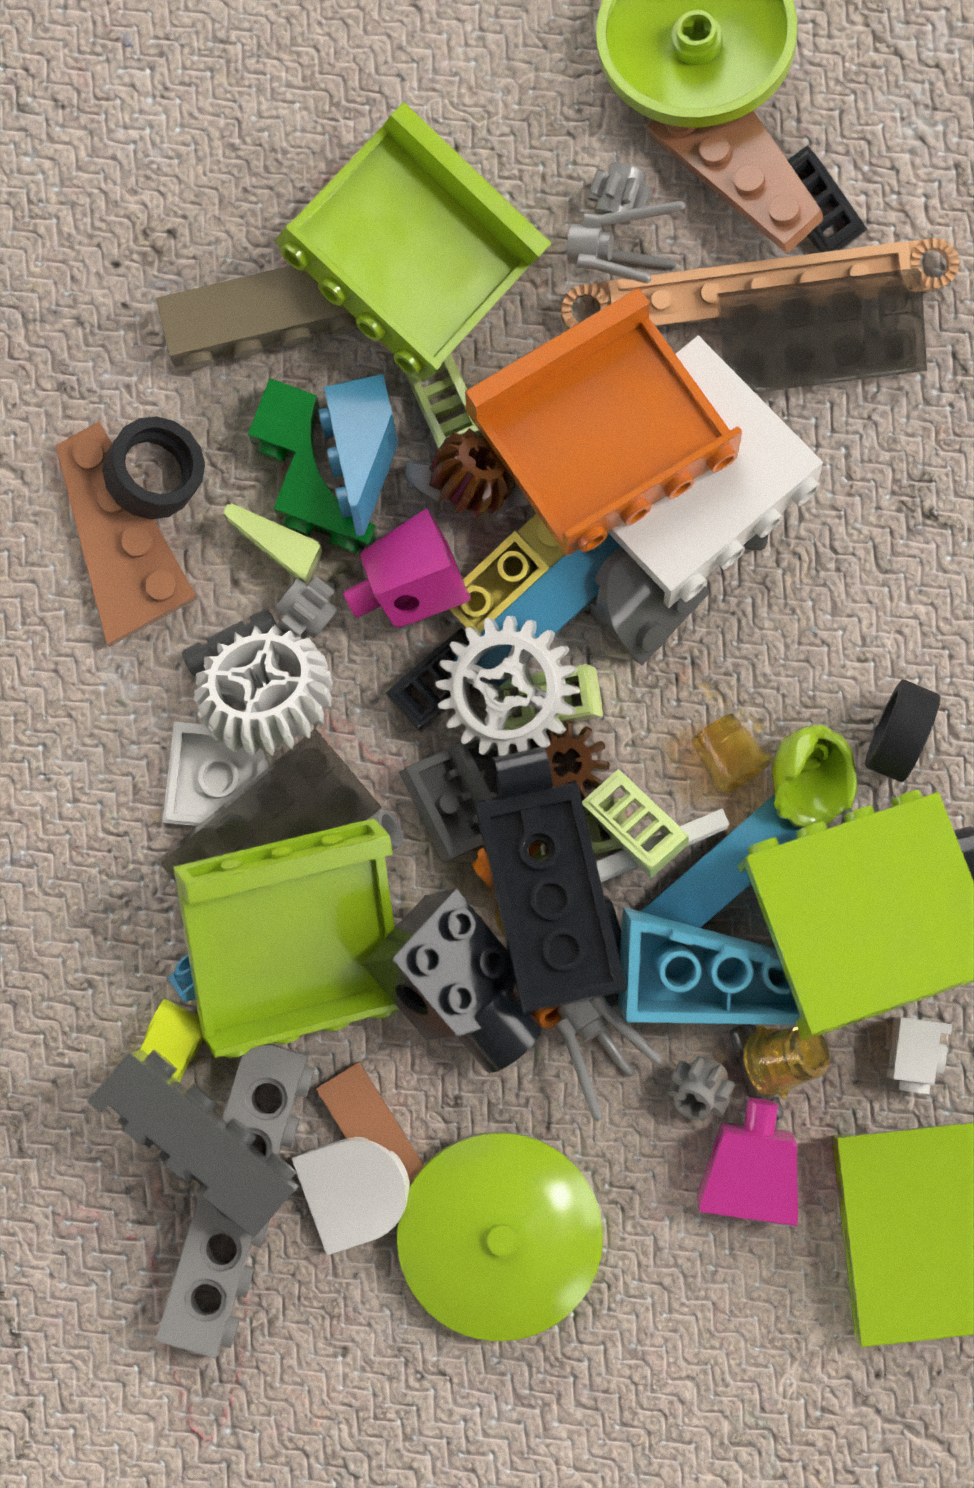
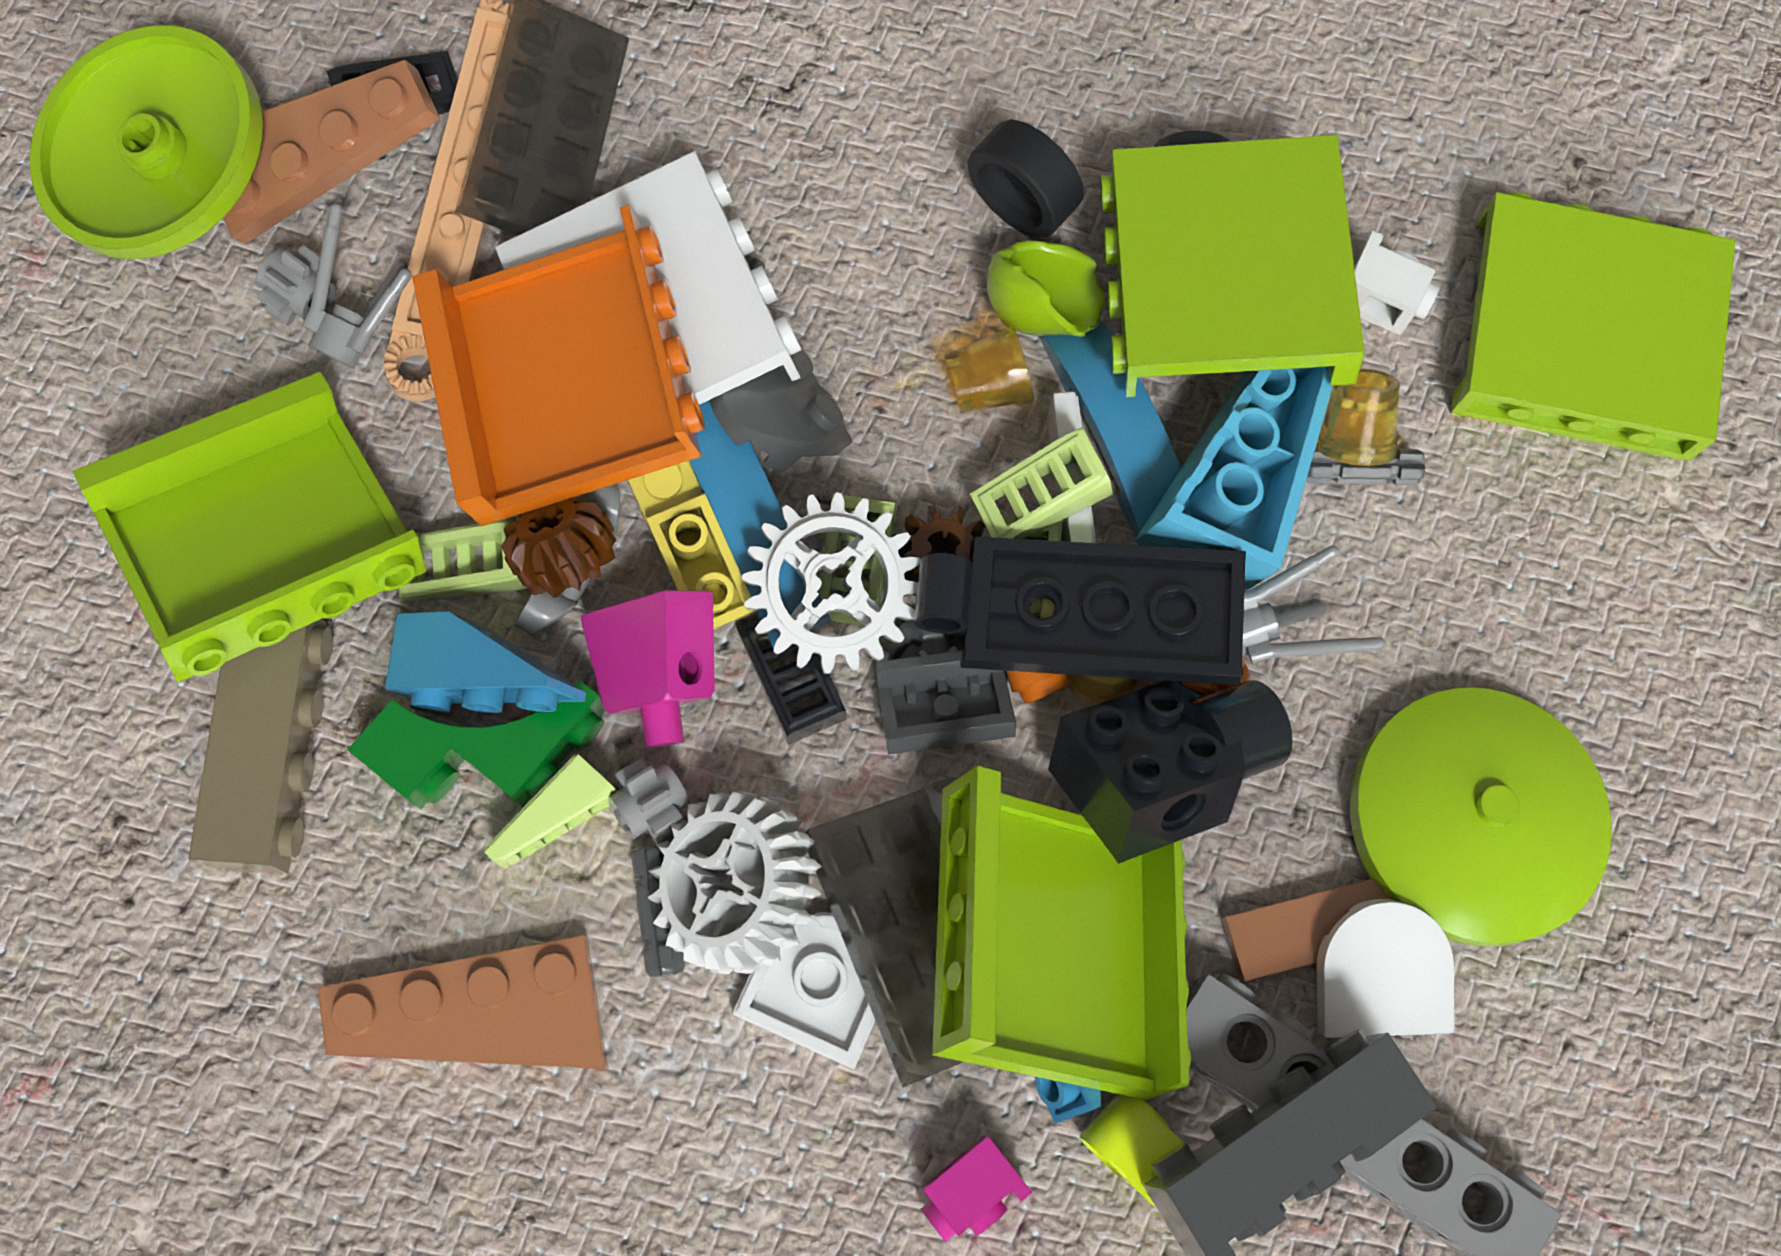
camera: 75 degrees left, 10 degrees down
(103, 932) = (971, 1190): none -> dark pink brick
(172, 438) = (379, 898): black tyre -> none
(700, 1088) = (1368, 526): light grey gear -> none
(752, 1169) = (1478, 500): dark pink torso -> none

